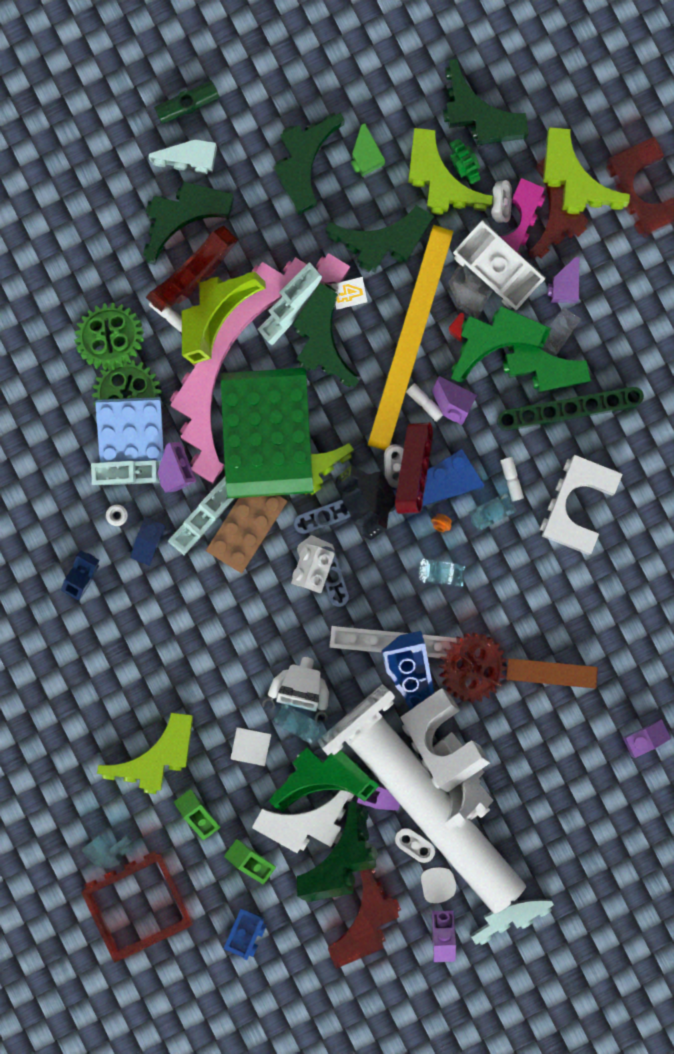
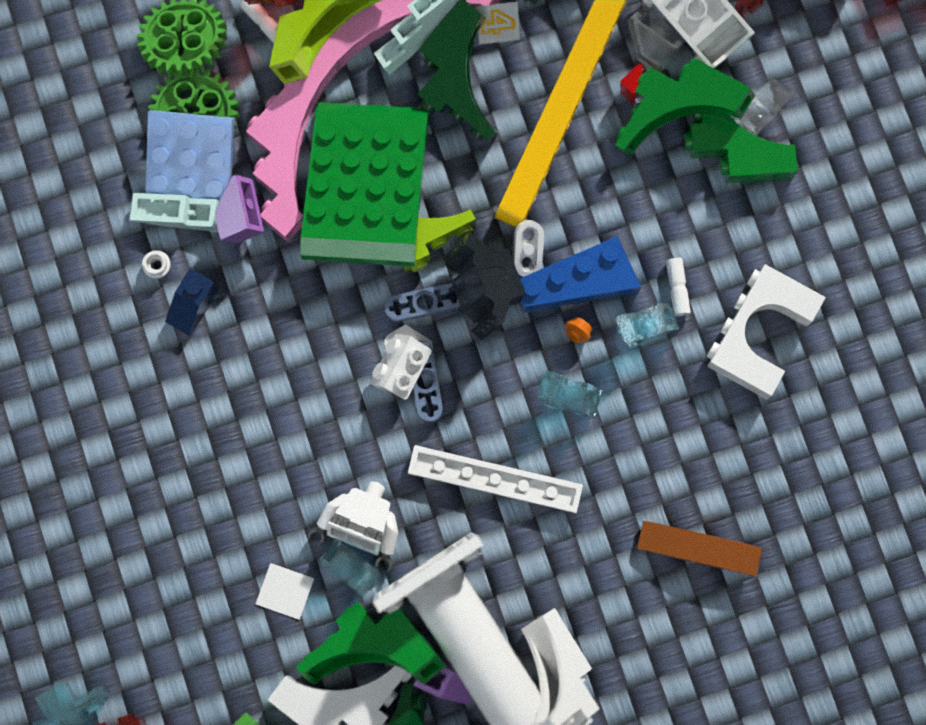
camera: 15 degrees right, 5 degrees down
(80, 575) = (96, 334): dark blue brick -> none
(170, 750) = (146, 599): lime arch -> none
(196, 814) = (197, 672): bright green slope -> none
(201, 518) = (265, 283): light aqua slope -> none
(245, 530) = (321, 305): medium nougat plate -> none
(409, 667) = (509, 515): blue wedge -> none
(414, 468) = (551, 251): dark red beam -> none
(421, 725) = (515, 592): white arch -> none
(423, 400) = (576, 172): white piece -> none
(453, 400) = (614, 174): medium lavender slope -> none
(488, 657) = (572, 535): clear red gear -> none
(565, 285) = (779, 48): medium lavender slope -> none
(580, 408) = (776, 198): dark green beam -> none
(646, 738) = (816, 654): medium lavender slope -> none

